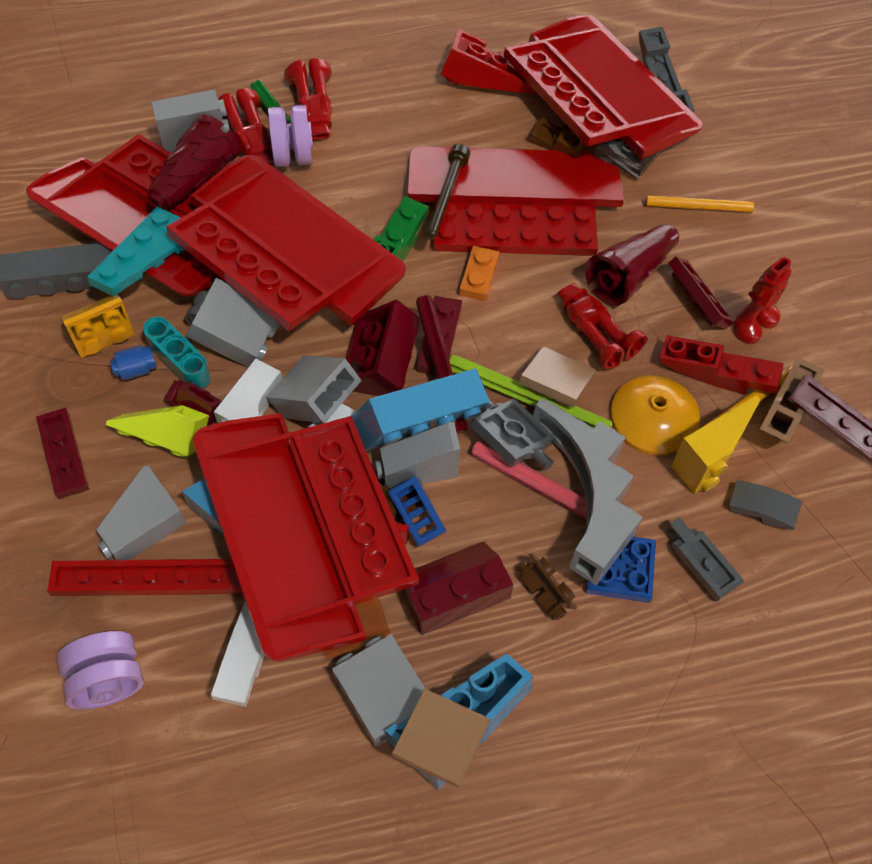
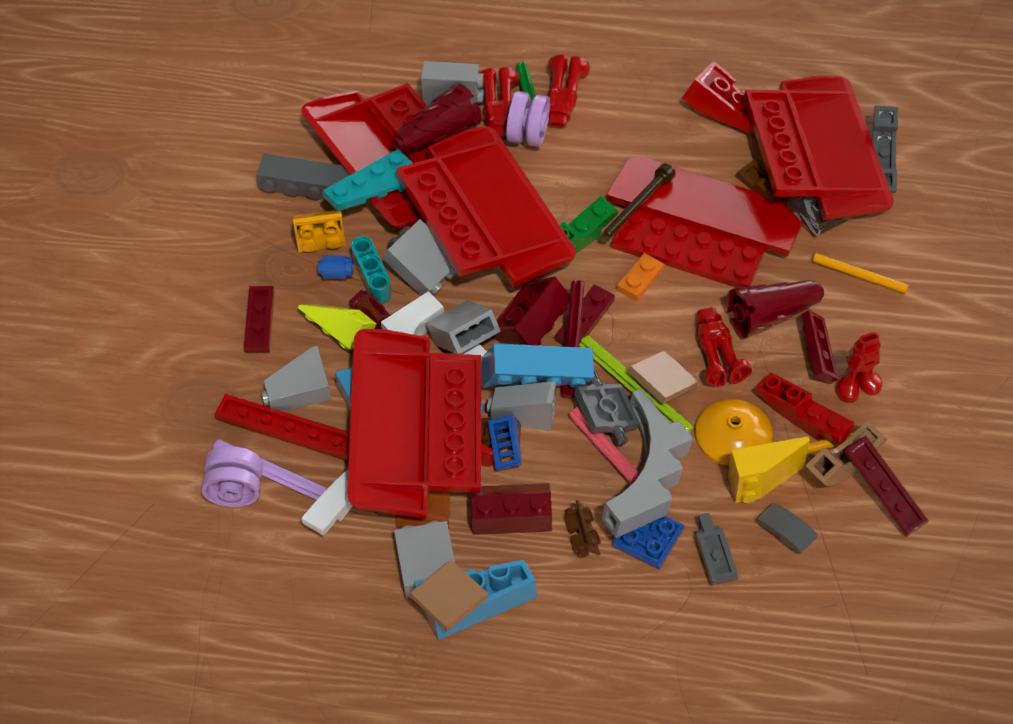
camera: 25 degrees right, 5 degrees down
(152, 640) = (285, 476): none -> lavender axle

